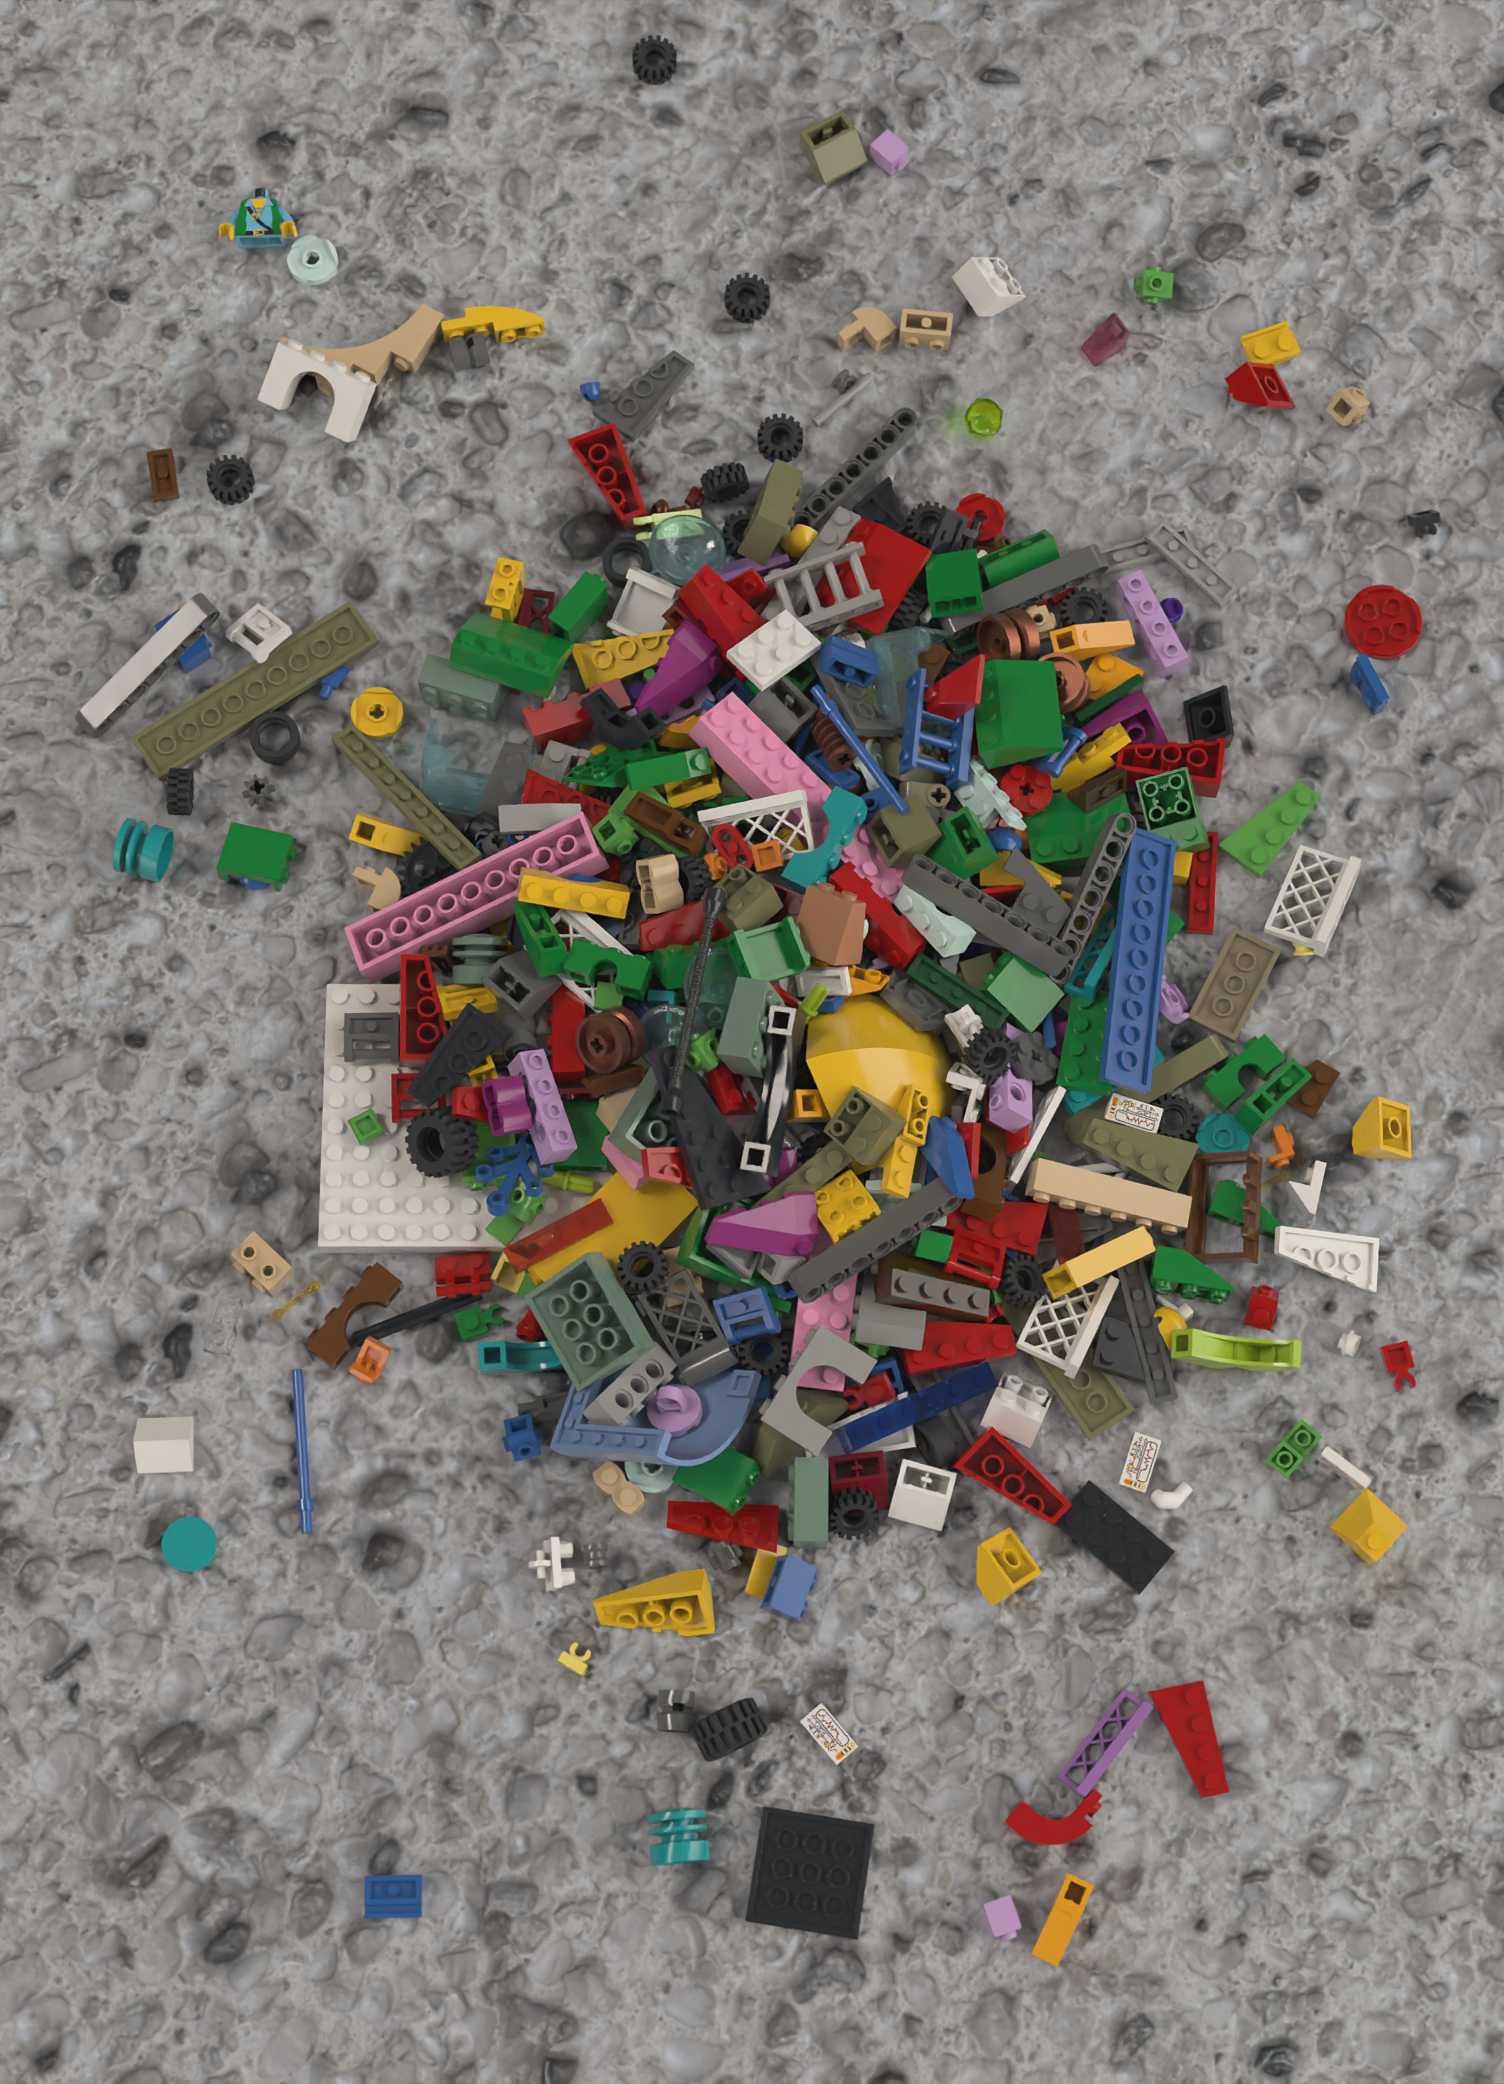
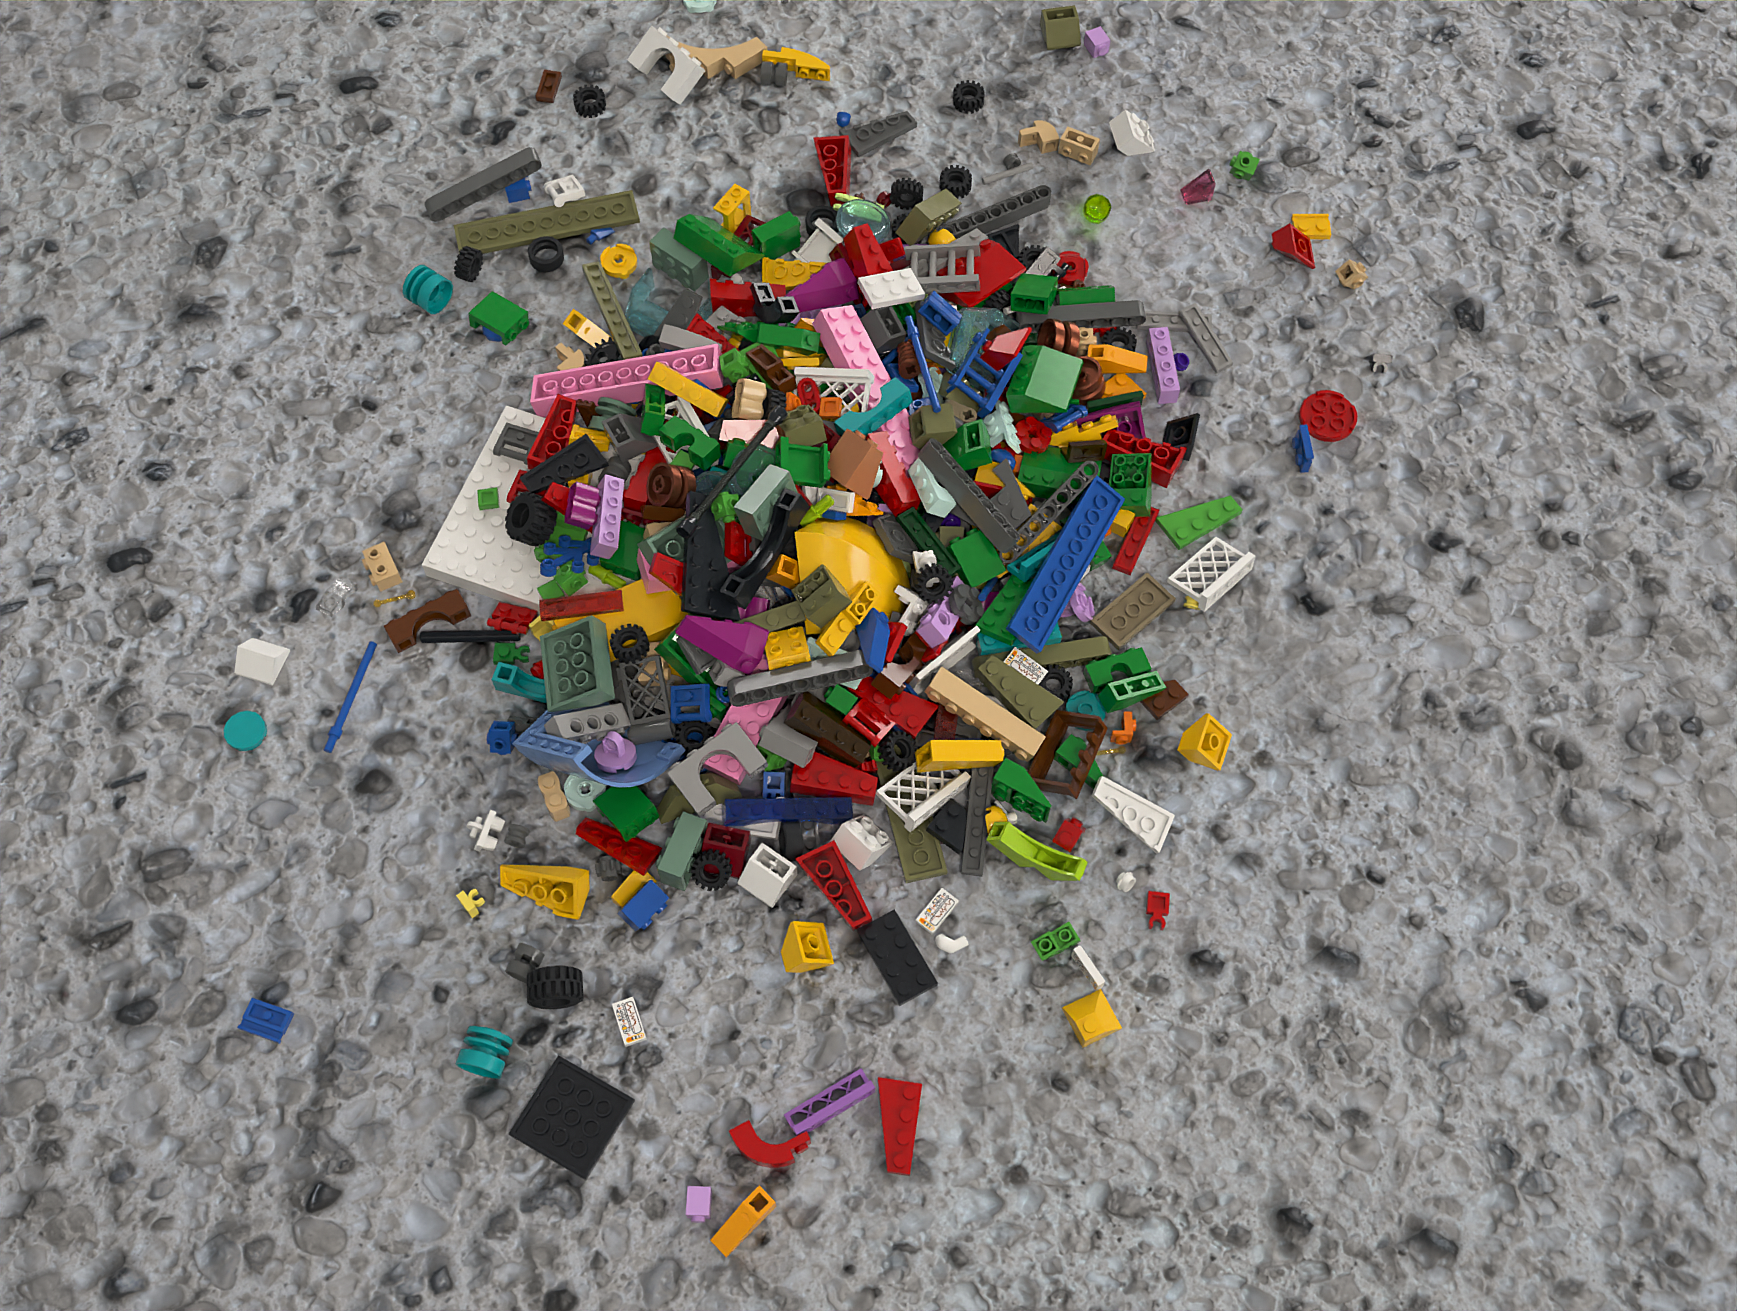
camera: 20 degrees right, 10 degrees down
(258, 783) = (520, 281): dark grey gear -> none
(370, 1360) = (424, 653): orange bracket -> none
(874, 1390) = (760, 788): red plate -> none
(1307, 1196) = (1132, 767): white slope -> none

